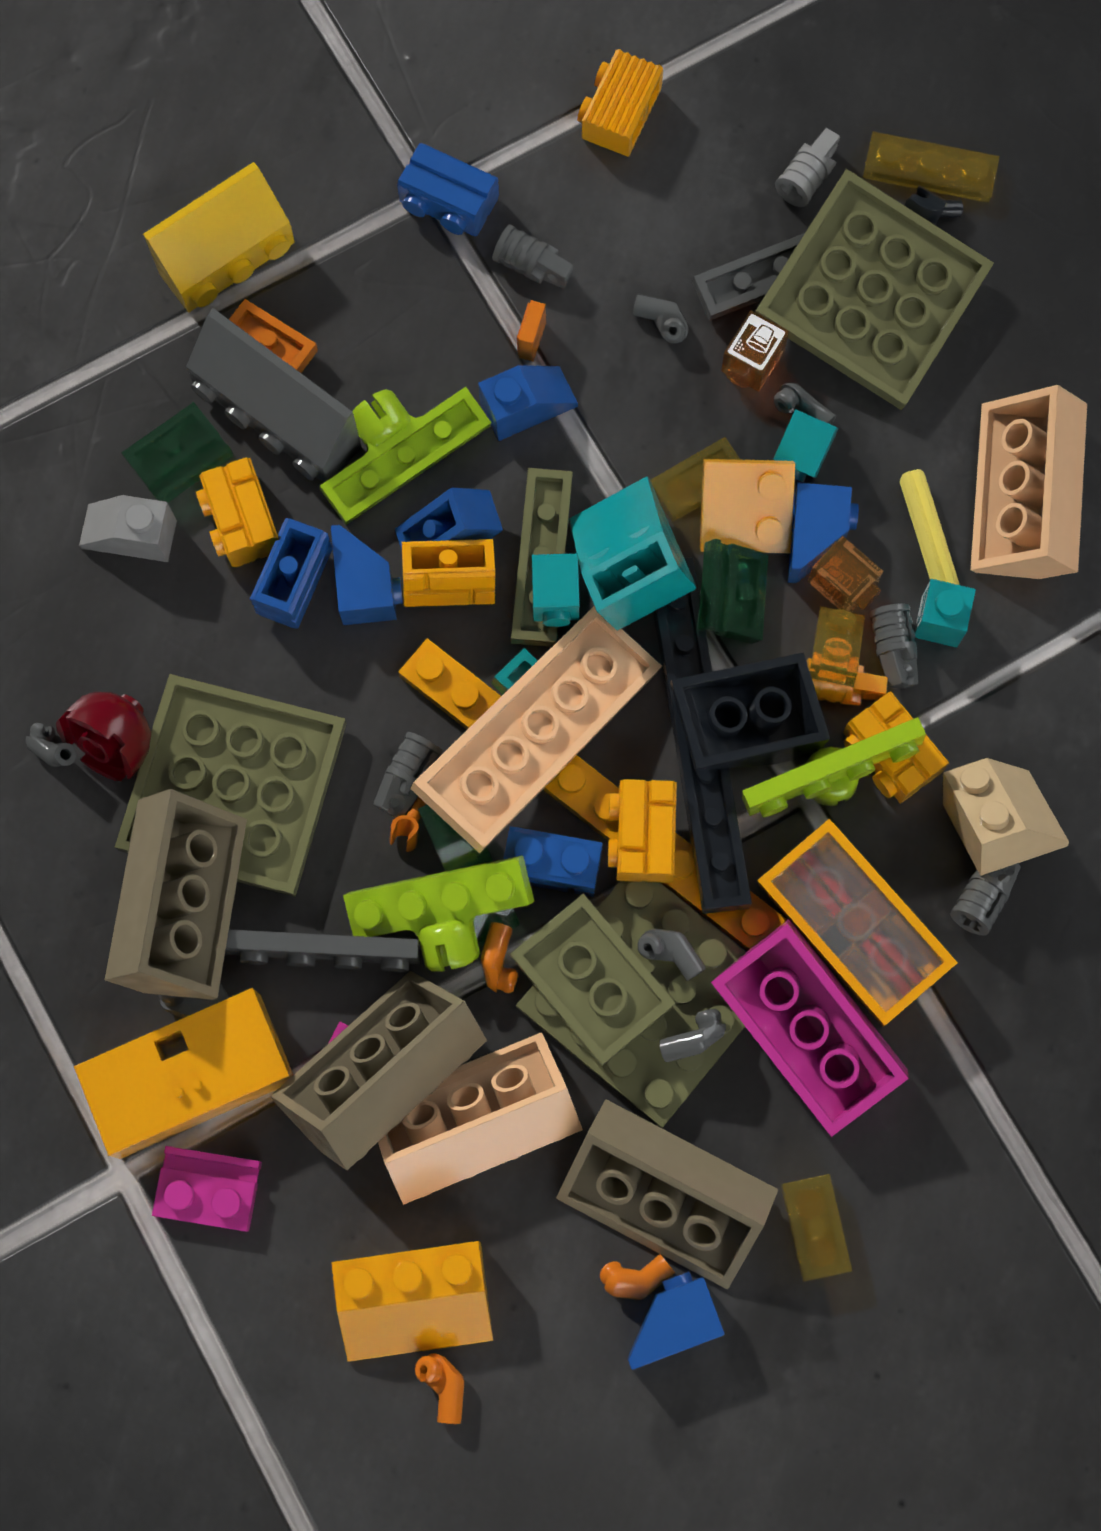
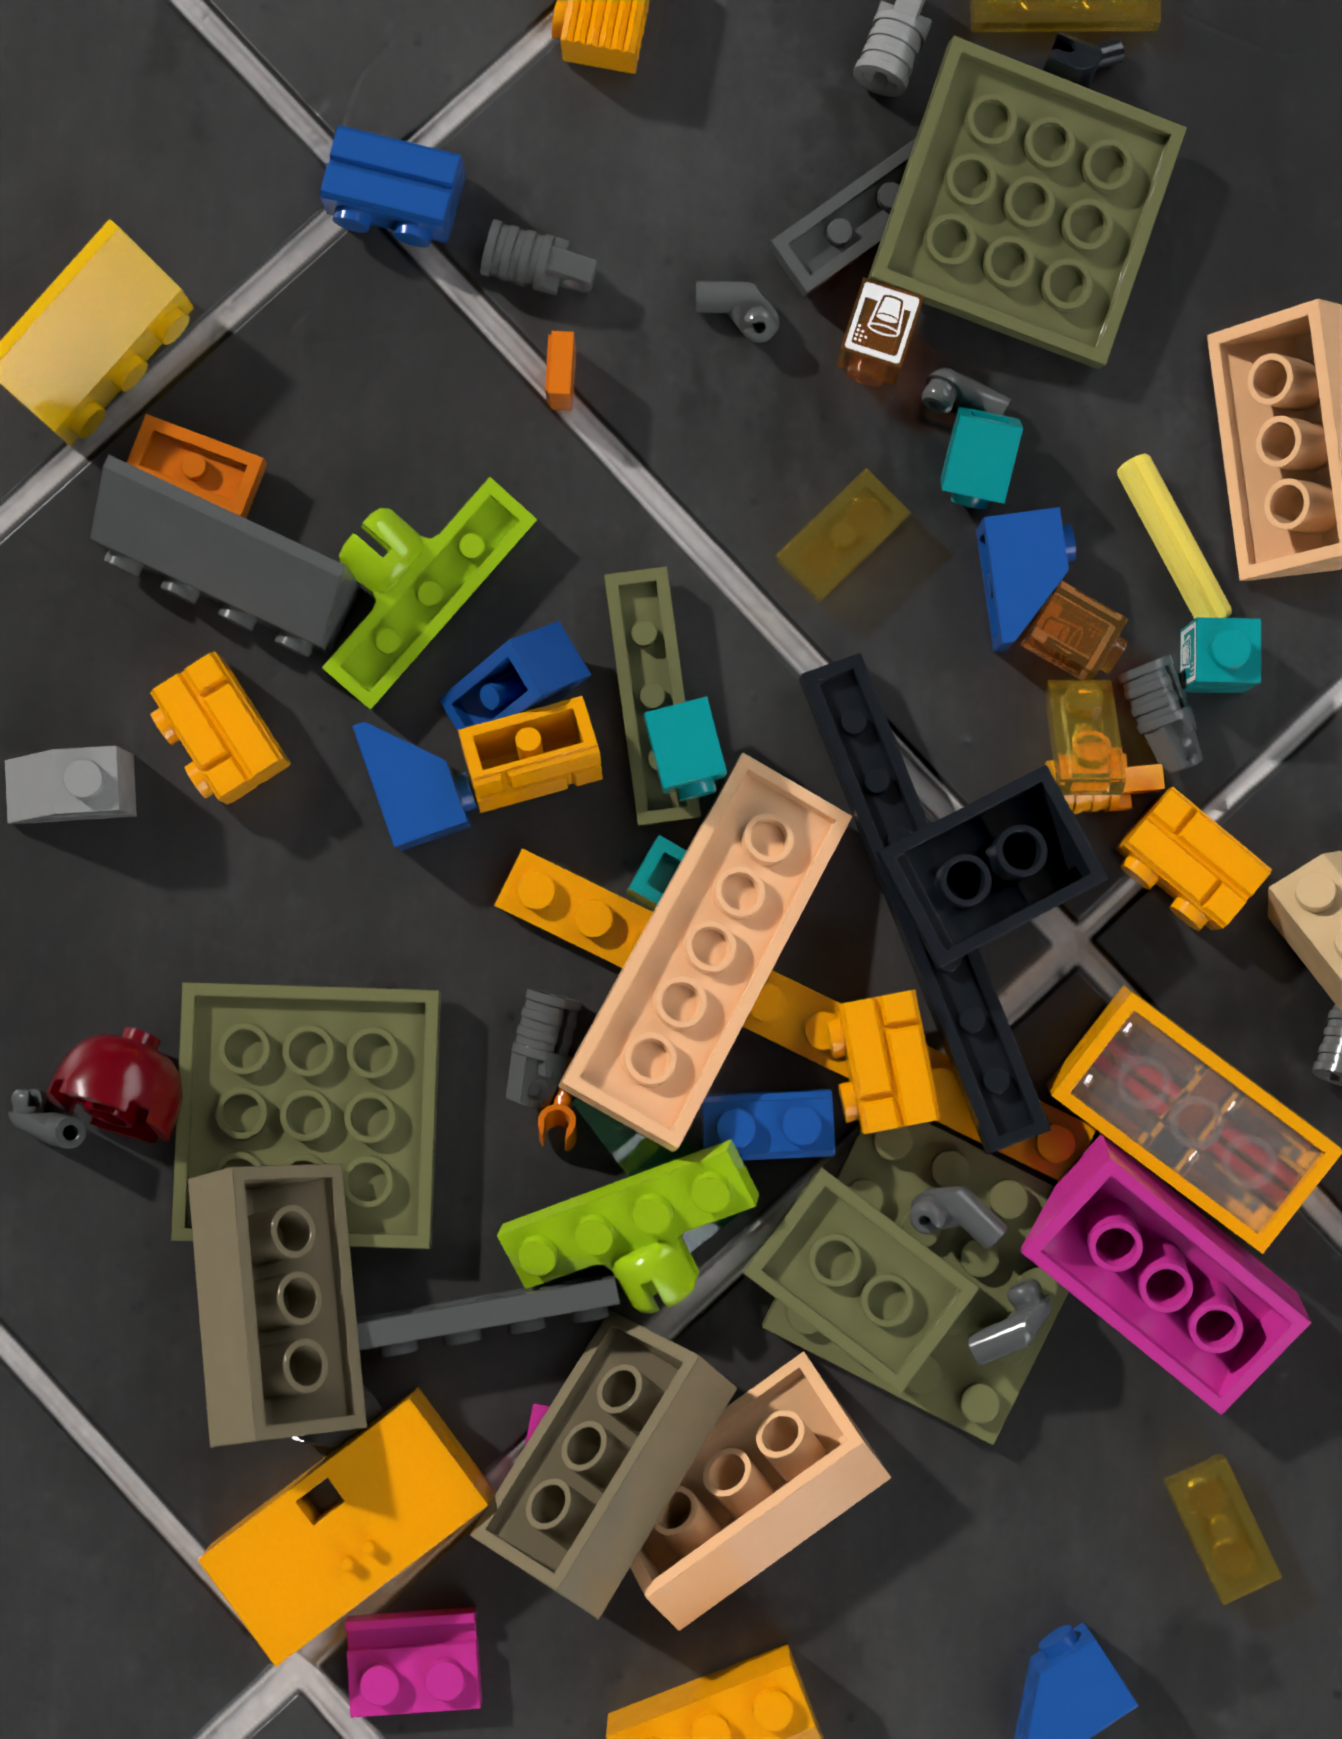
camera: 15 degrees left, 10 degrees up
(177, 453) = (110, 662): clear green plate -> none
(291, 573) = (314, 803): blue brick -> none
(493, 956) = (718, 1271): orange arm -> none
(524, 398) = (576, 471): blue slope -> none
(630, 555) = (774, 672): teal slope -> none
(632, 1283) = (1004, 1654): orange arm -> none
(667, 1194) = (1021, 1531): dark tan slope -> none
(733, 591) = (926, 689): clear green plate -> none
(748, 504) = (919, 563): light orange plate -> none
(834, 772) = (1120, 919): lime plate -> none

